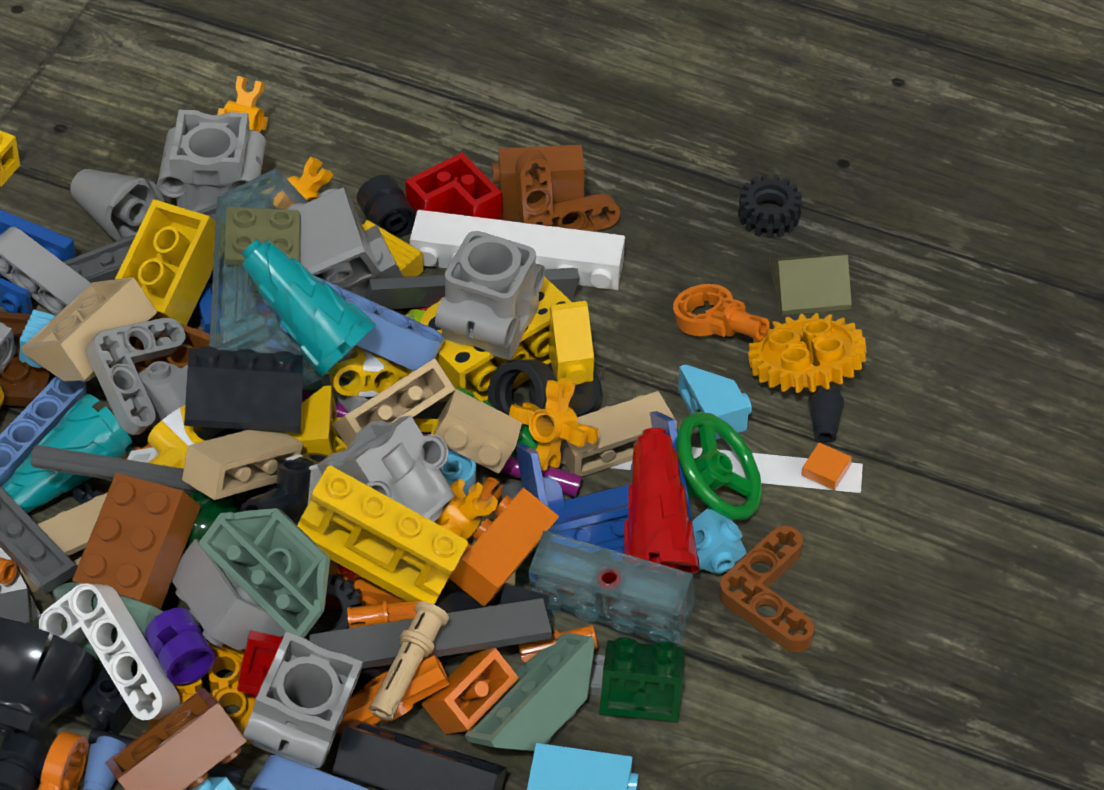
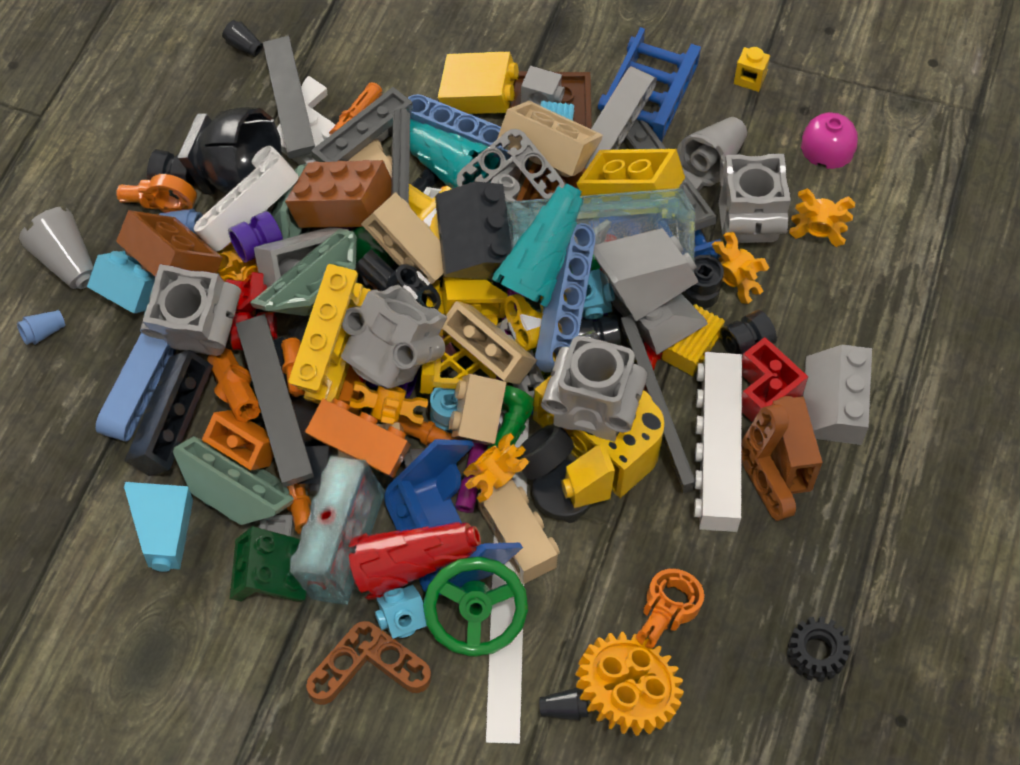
camera: 85 degrees right, 10 degrees up
(118, 106) = (830, 140): none -> dark pink cylinder
(249, 224) = (625, 215): olive bracket -> none
(415, 644) = (251, 381): tan pin -> none
(475, 132) = (839, 393): none -> light grey slope
(714, 395) = (562, 607): medium azure slope -> none
(812, 283) = (731, 689): olive slope -> none
(826, 466) = (506, 708): orange tile -> none

